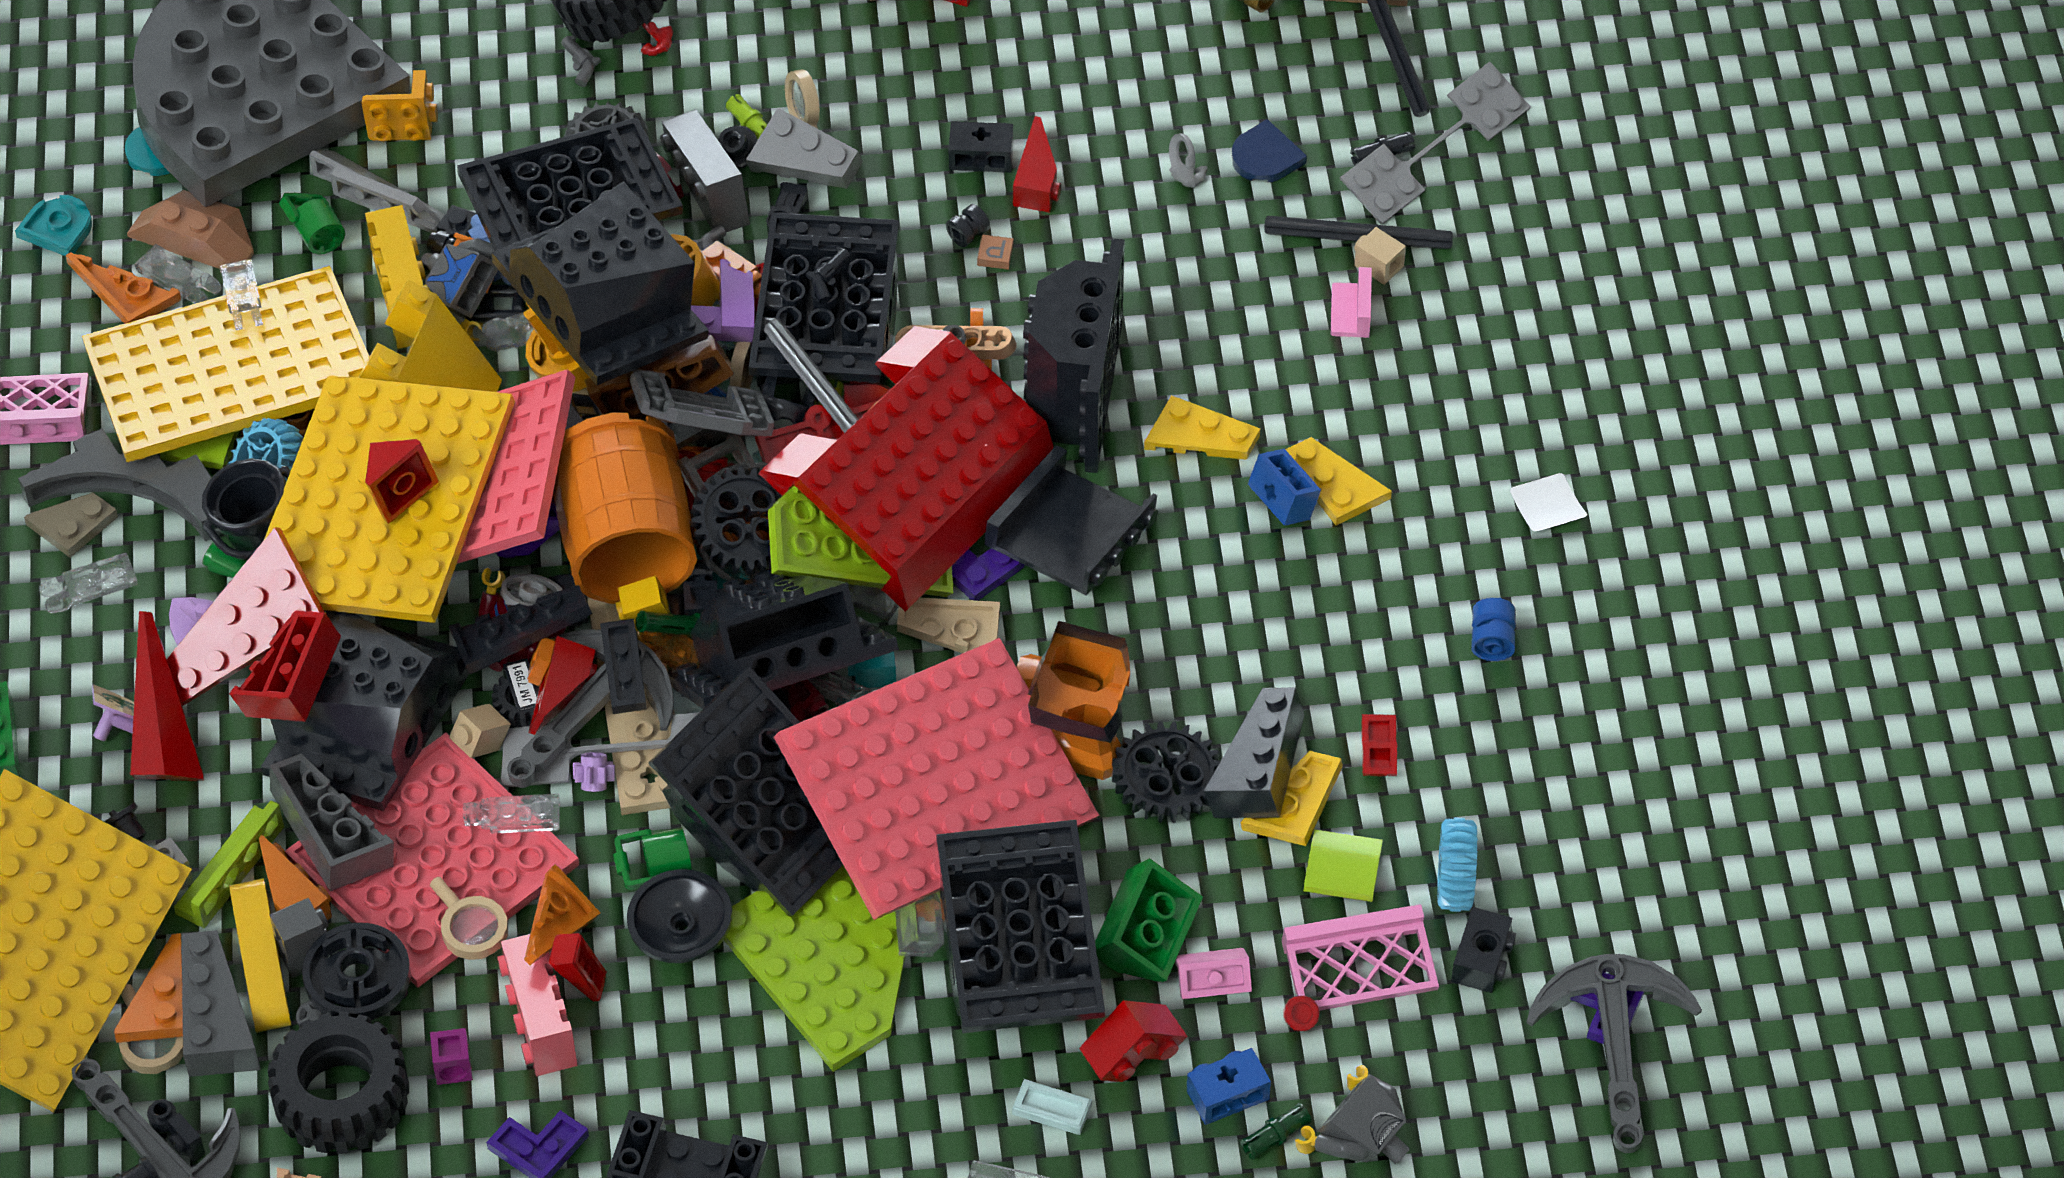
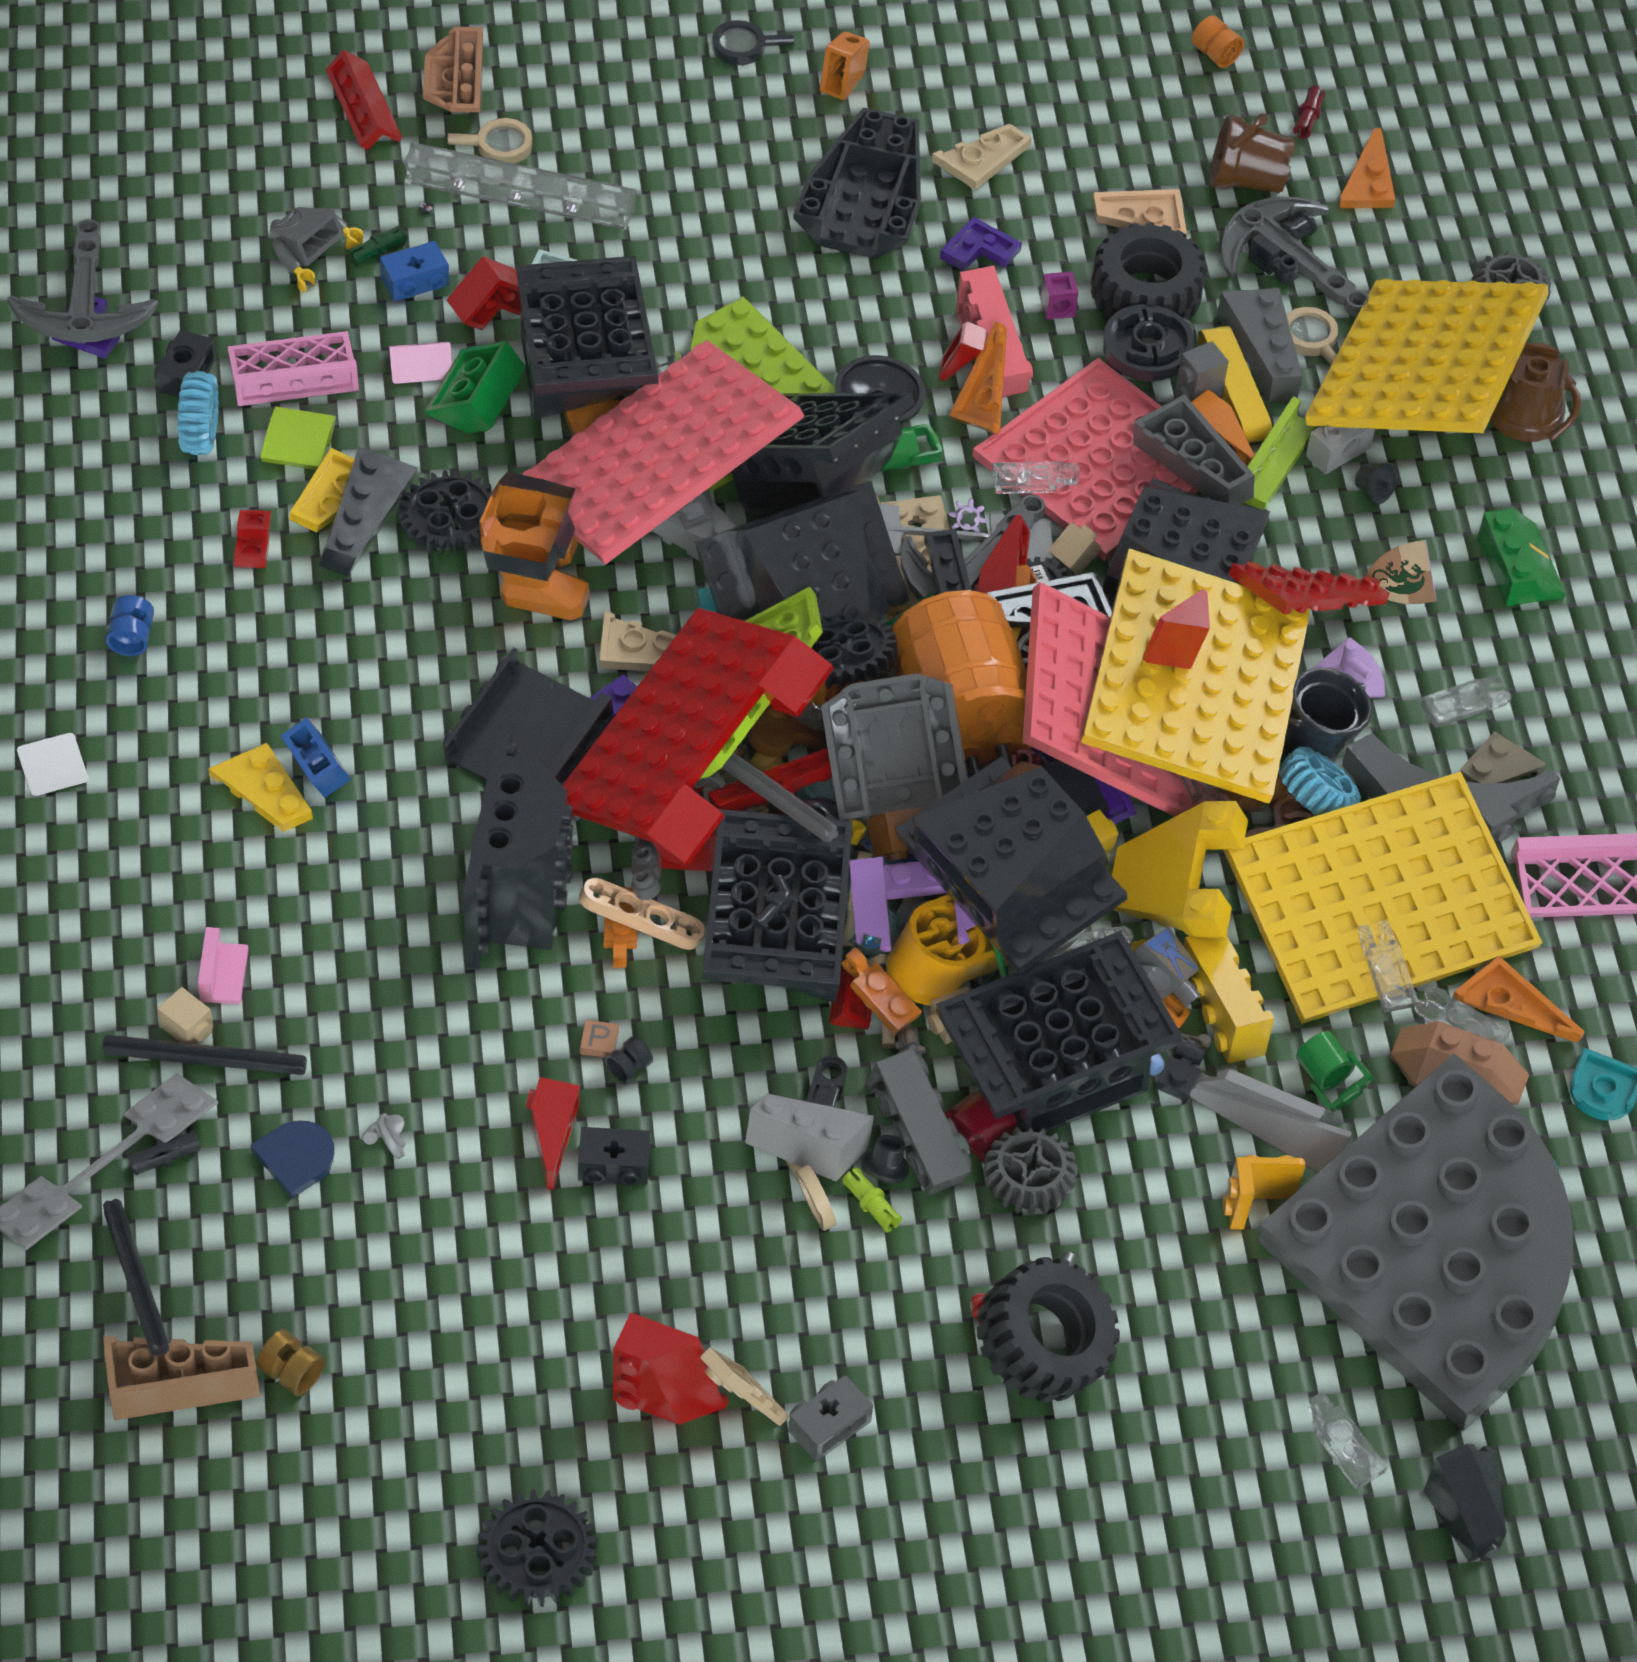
camera: 175 degrees right, 0 degrees up
(158, 1002) = (1313, 340): orange wing -> none
(160, 731) = (1363, 543): red wedge -> none
(291, 671) = (1248, 497): red wedge -> none
(472, 925) = (1058, 391): tan piece -> none
(1196, 428) = (394, 839): yellow wing -> none
(1301, 1013) = (348, 324): red tile -> none

